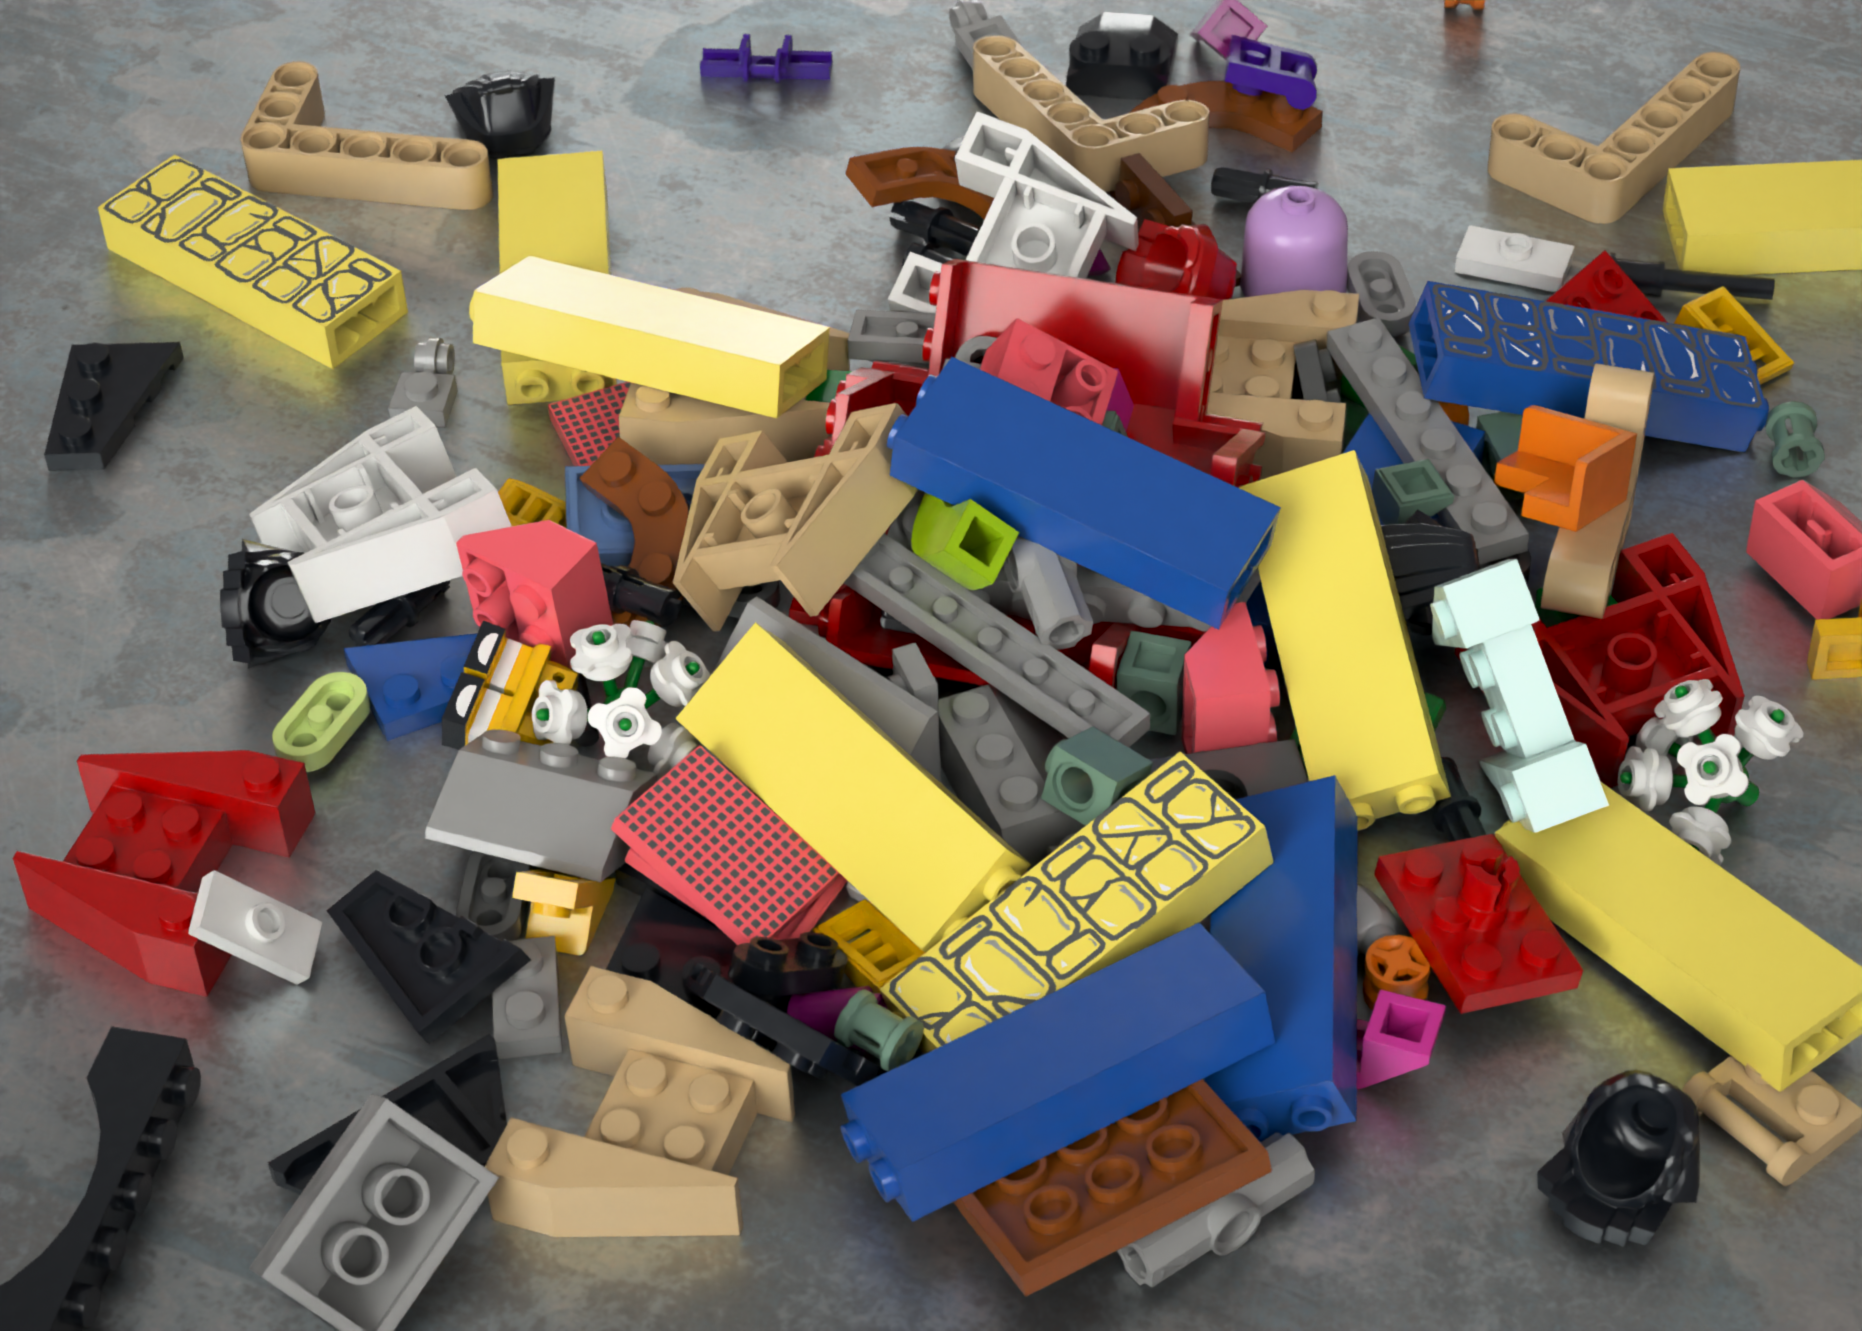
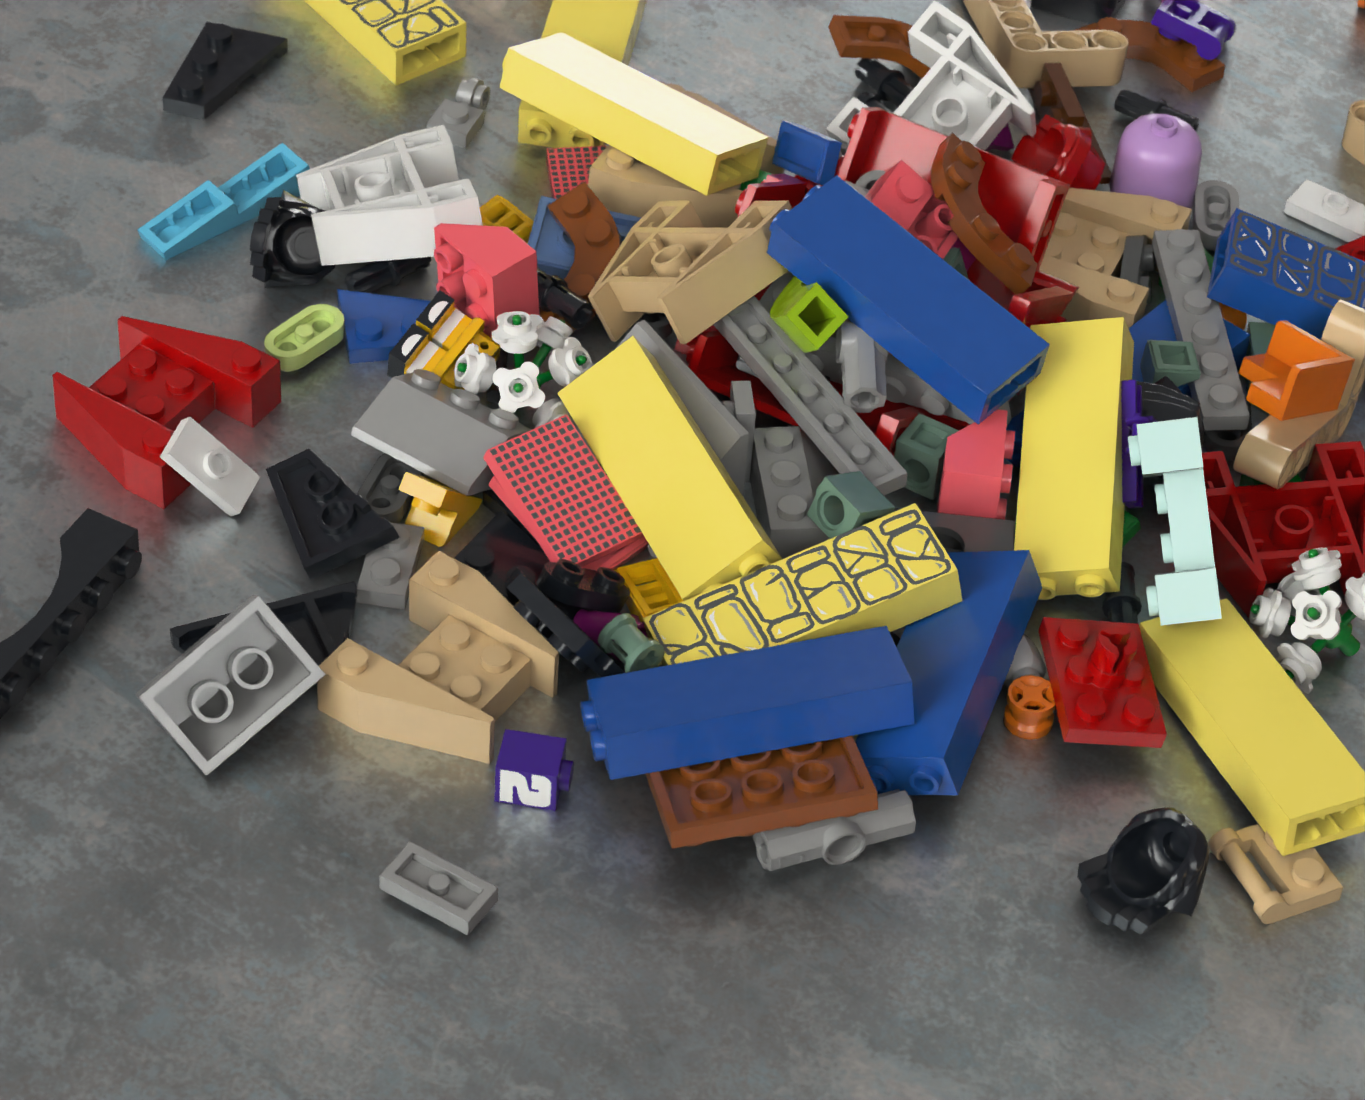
camera: 10 degrees right, 0 degrees up
(157, 582) = (215, 210): none -> medium azure slope
(803, 1232) = (532, 770): none -> dark purple brick
(881, 335) = (806, 152): none -> blue tile
(1087, 328) = (955, 181): none -> dark orange plate
(1396, 1037) = (1008, 746): dark pink slope -> none
(1417, 623) = (1131, 415): none -> dark purple piece

